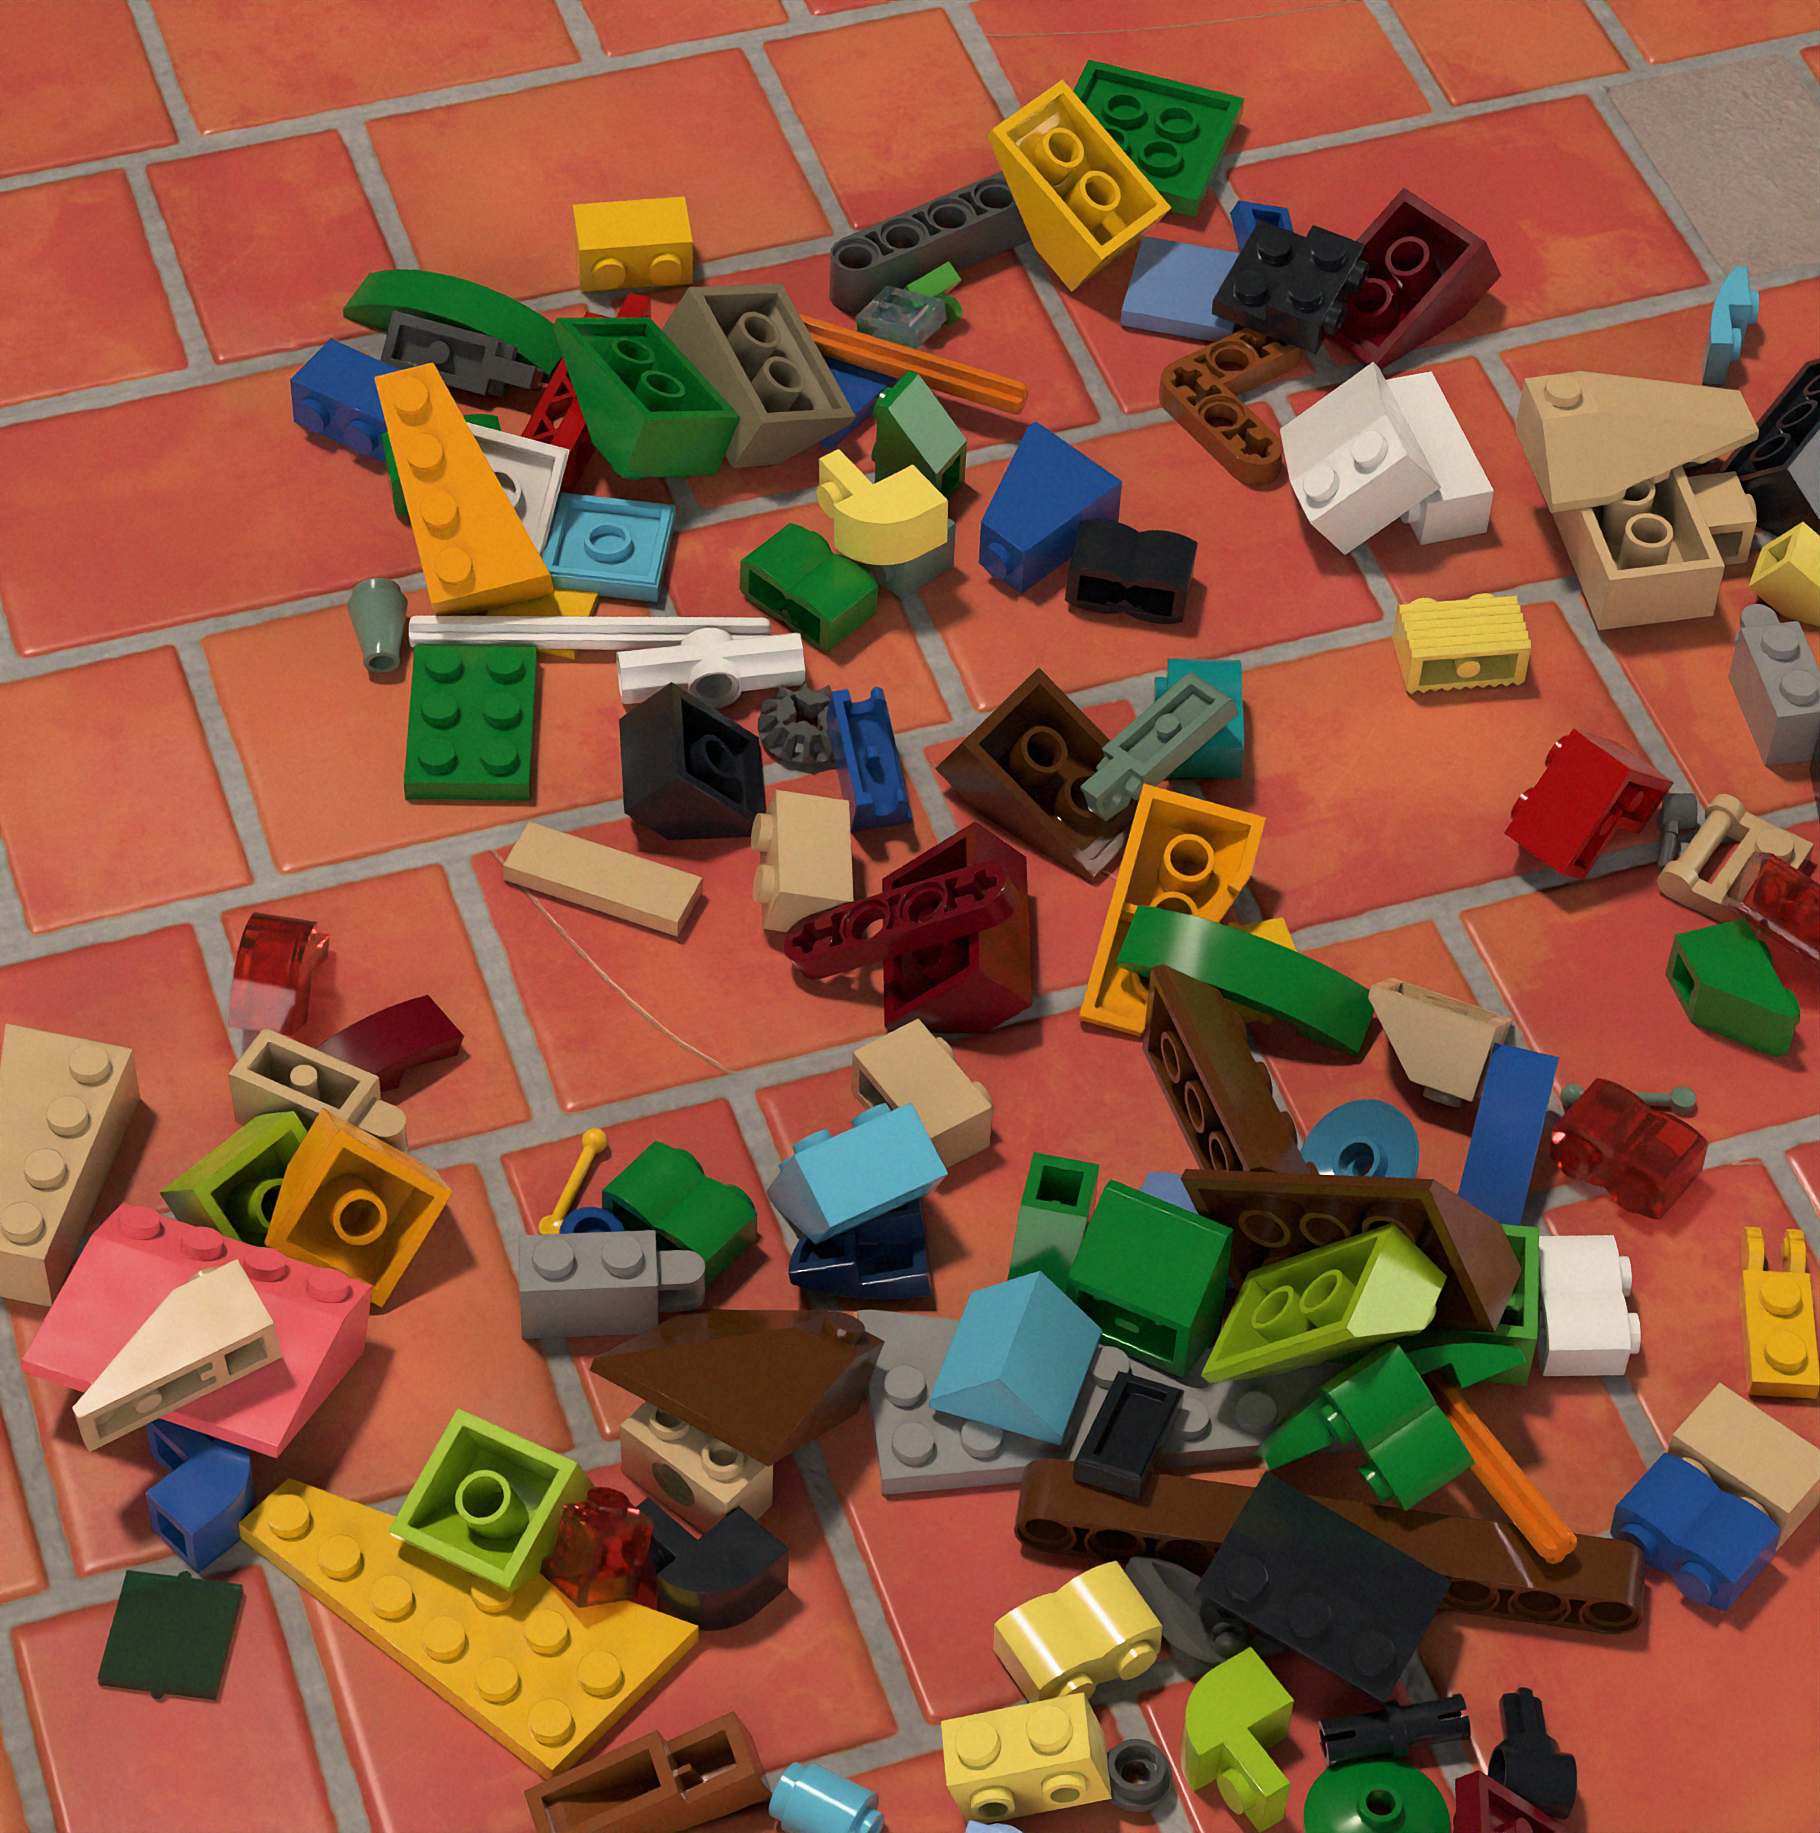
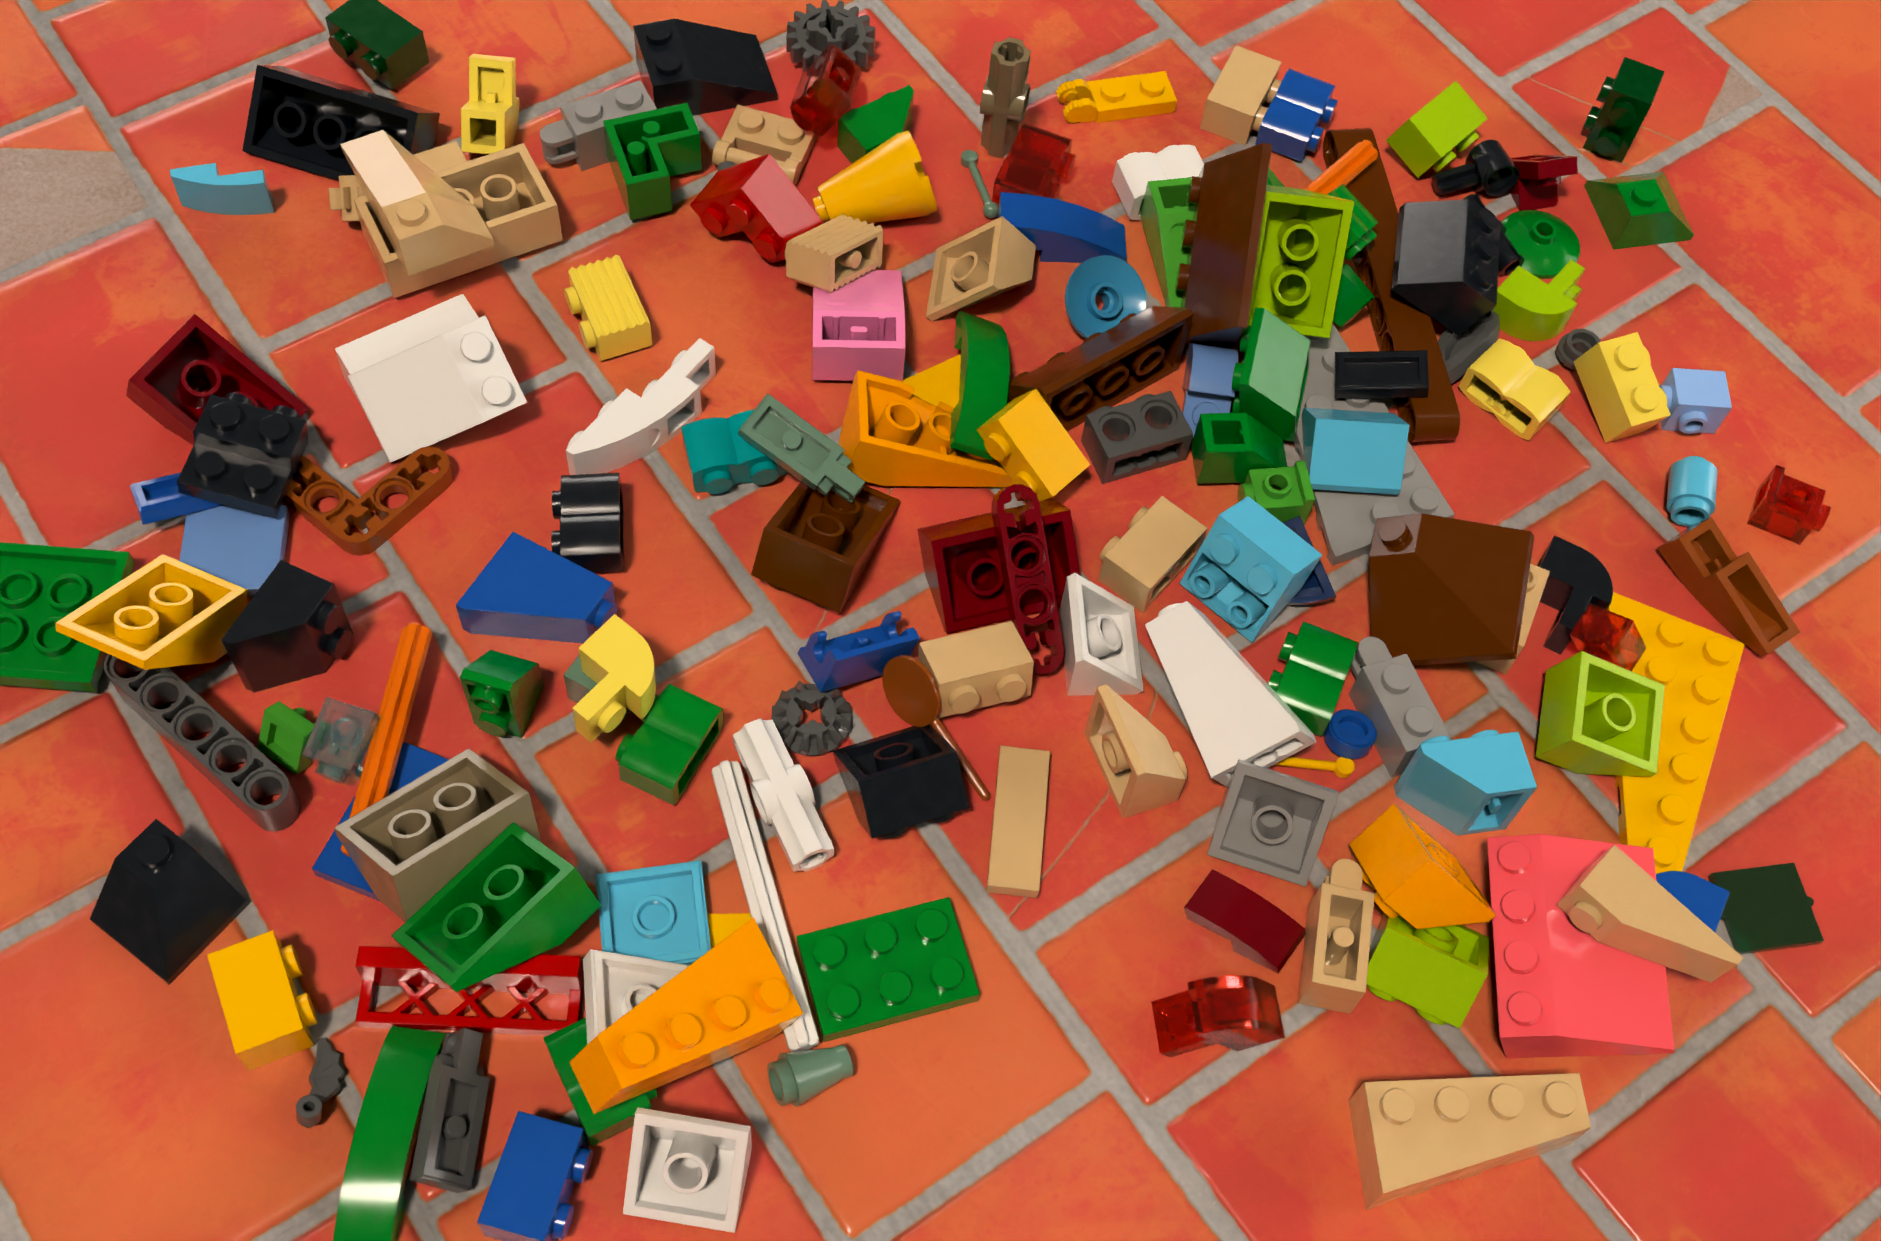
camera: 110 degrees left, 10 degrees up
(326, 514) = (687, 1169): none -> white slope
(454, 1301) = (1469, 781): none -> medium azure slope
(500, 1108) = (1271, 822): none -> light grey slope
(535, 286) = (324, 1083): none -> dark grey piece
(633, 970) = (1133, 755): none -> tan slope
(687, 1090) = (1223, 696): none -> white slope
(774, 201) = (165, 902): none -> black slope
(810, 999) = (1098, 640): none -> white slope
(816, 784) = (917, 701): none -> dark orange piece
(971, 1258) = (1280, 491): none -> bright green brick
(1050, 292) = (288, 630): none -> black slope
(1100, 985) = (1033, 445): none -> yellow brick
(1116, 1122) = (1138, 443): none -> dark grey brick
(1288, 669) = (639, 425): none -> white slope
(1385, 877) = (860, 328): none -> bright pink slope
(1491, 862) = (834, 253): none -> tan brick
(1615, 959) = (879, 185): none -> yellow cone
(1617, 1710) = (1436, 129): none -> lime brick
(1704, 703) = (648, 151): none -> green brick
(1732, 1085) = (1005, 96): none -> dark tan piece

